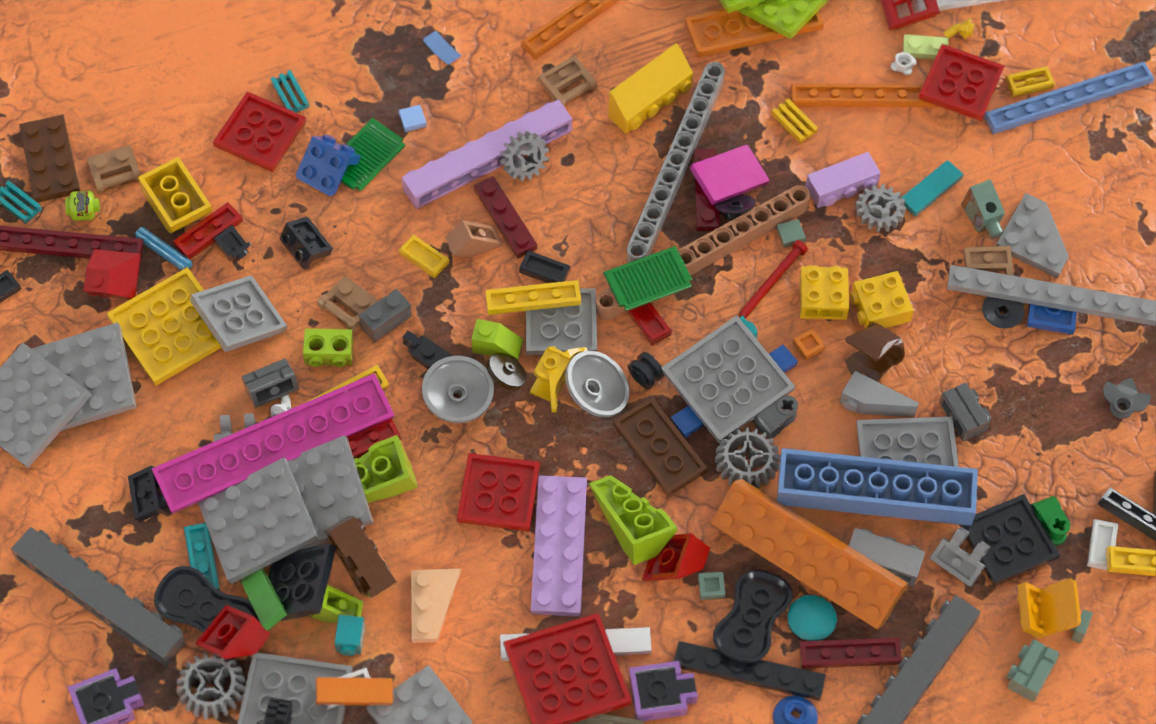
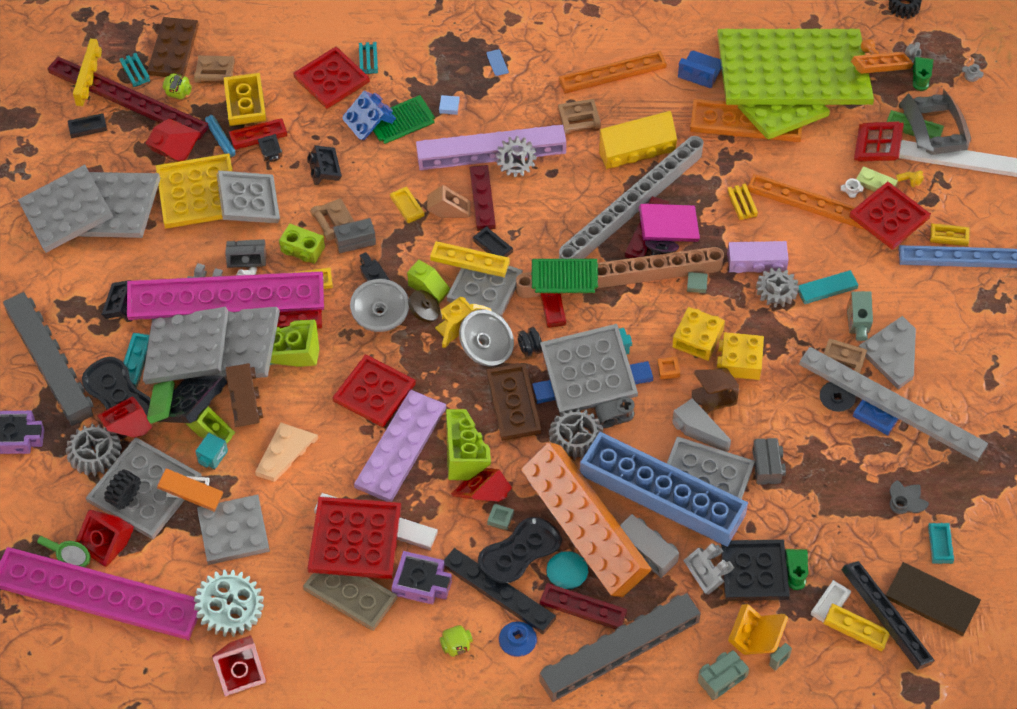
camera: 25 degrees right, 5 degrees down
(799, 248) = (696, 296): red bar -> none

